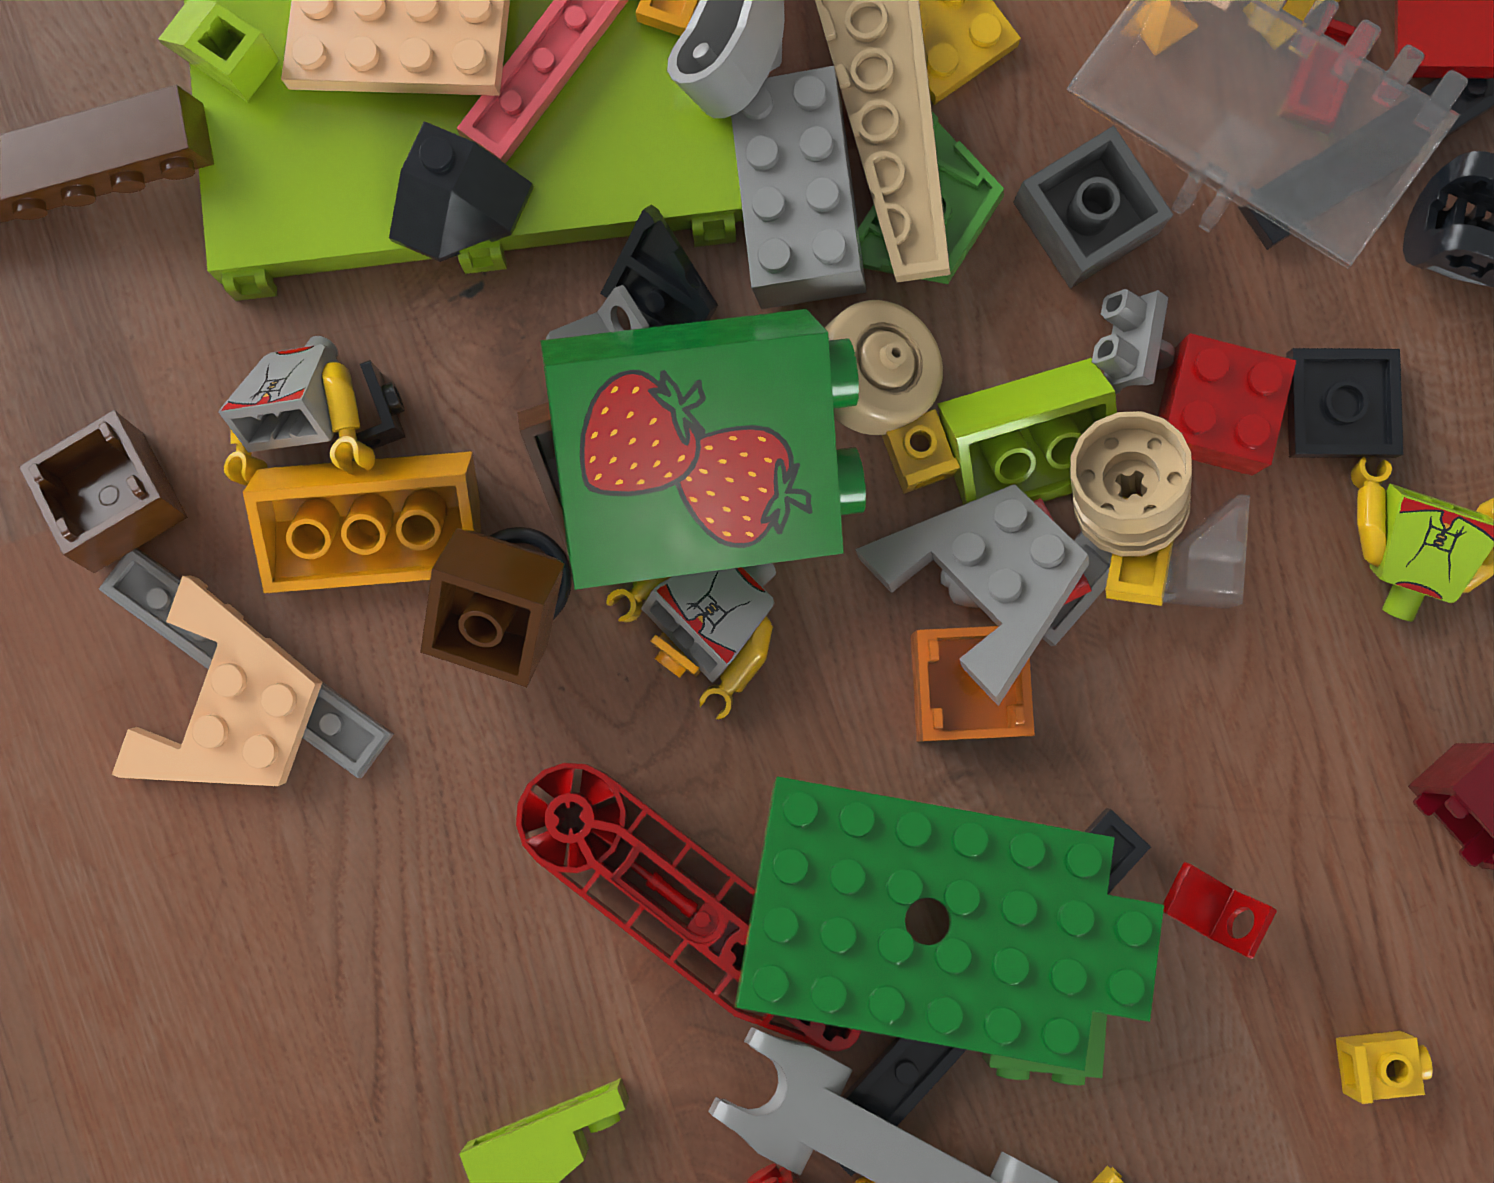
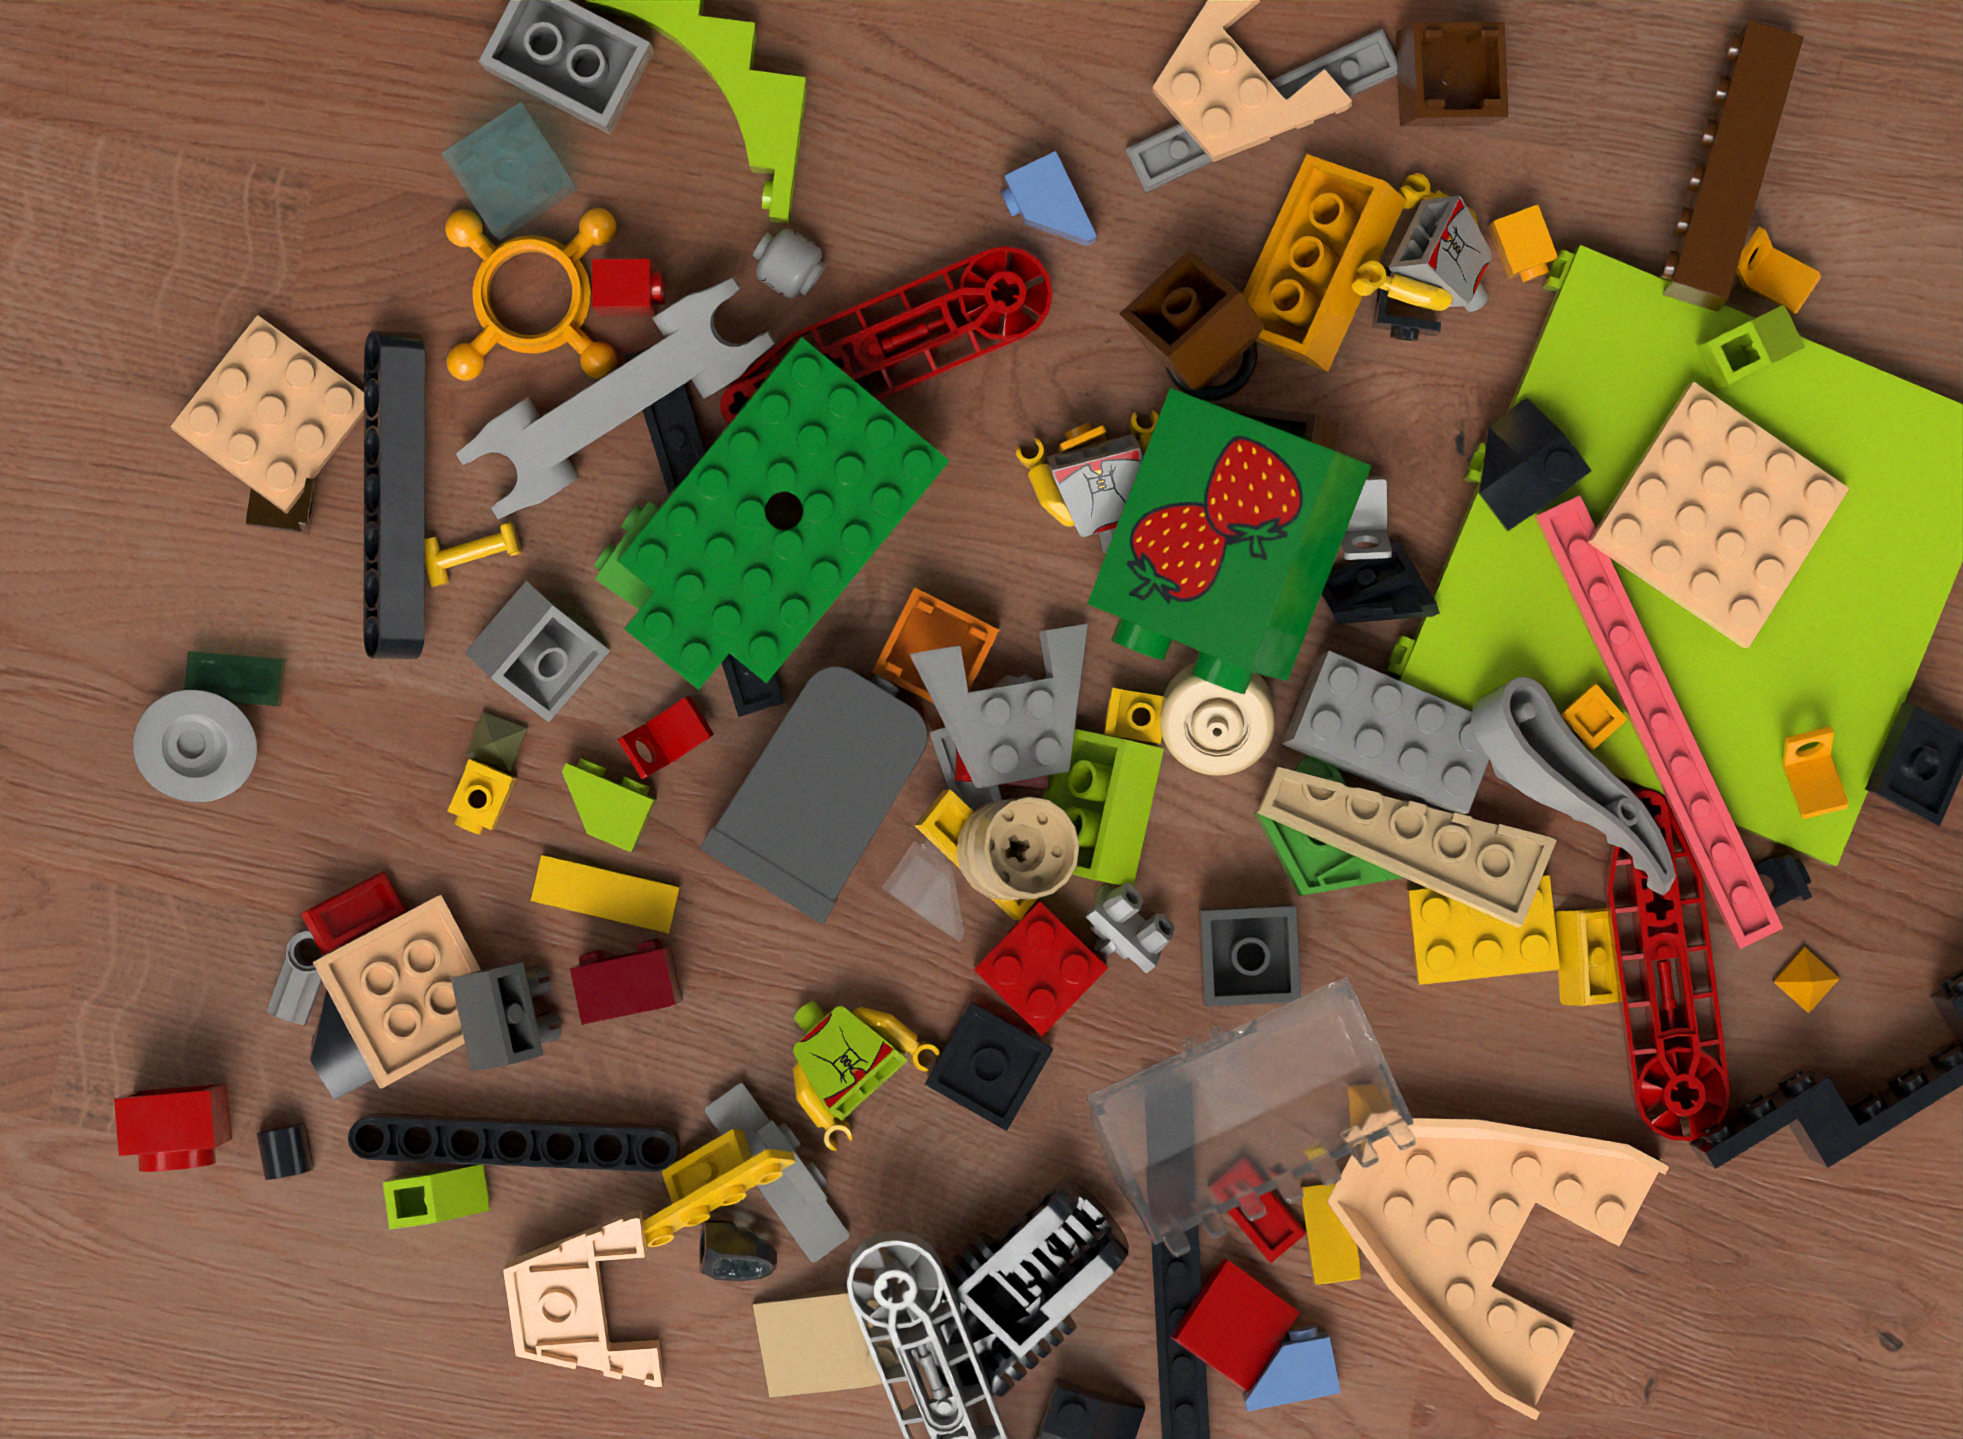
camera: 120 degrees right, 5 degrees up
(139, 65) = (1775, 273): none -> light orange bracket
(239, 330) = (1523, 244): none -> light orange brick
(452, 827) = (1047, 200): none -> medium blue slope
(661, 1058) = (788, 263): none -> light grey head
(1186, 719) = (821, 789): none -> dark grey piece
(1206, 1094) = (537, 651): none -> light grey slope
(1314, 1080) = (496, 741): none -> olive slope
(1318, 929) = (607, 808): none -> lime slope
(1401, 881) = (605, 893): none -> yellow tile

